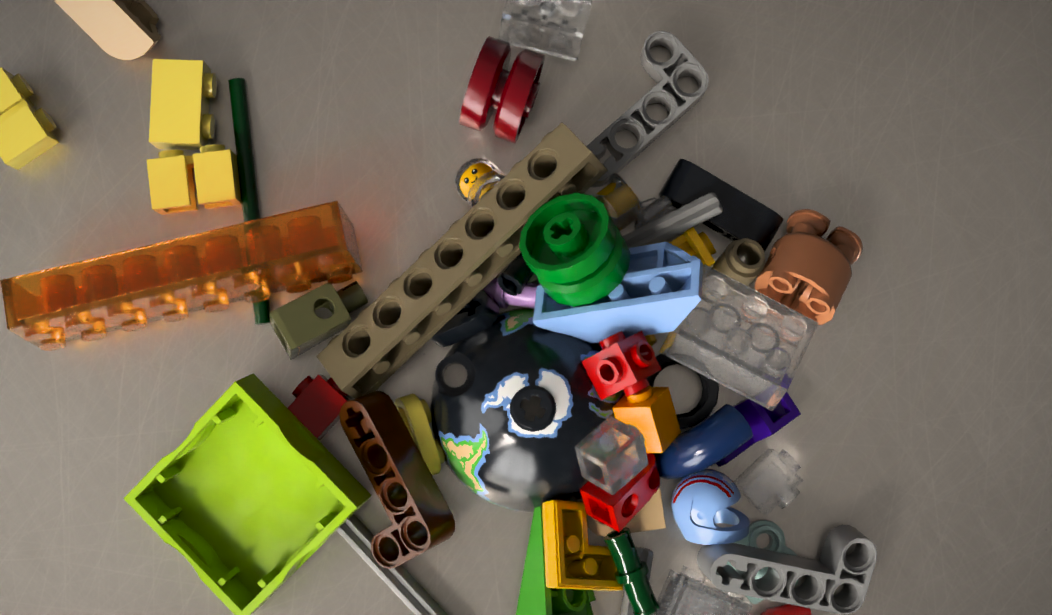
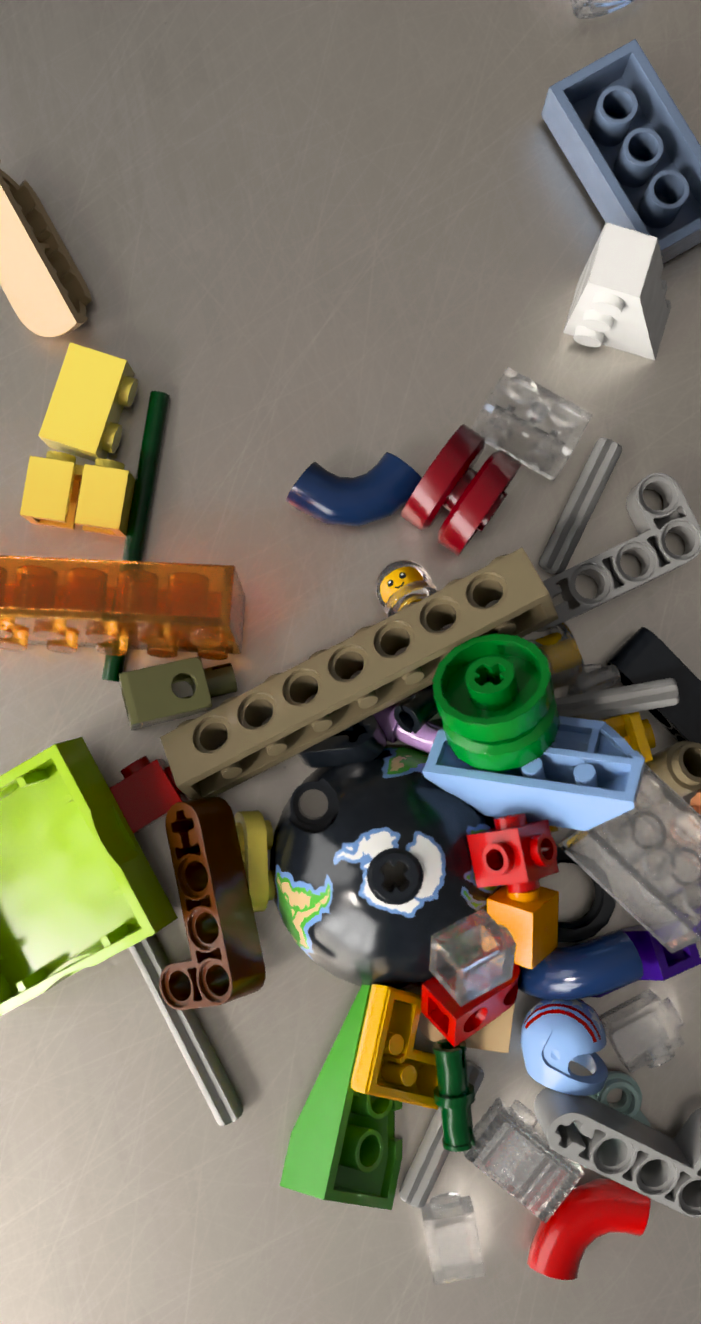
camera: 15 degrees right, 0 degrees up
(419, 121) = (355, 499): none -> dark blue cylinder
(603, 75) = (580, 506): none -> light grey axle

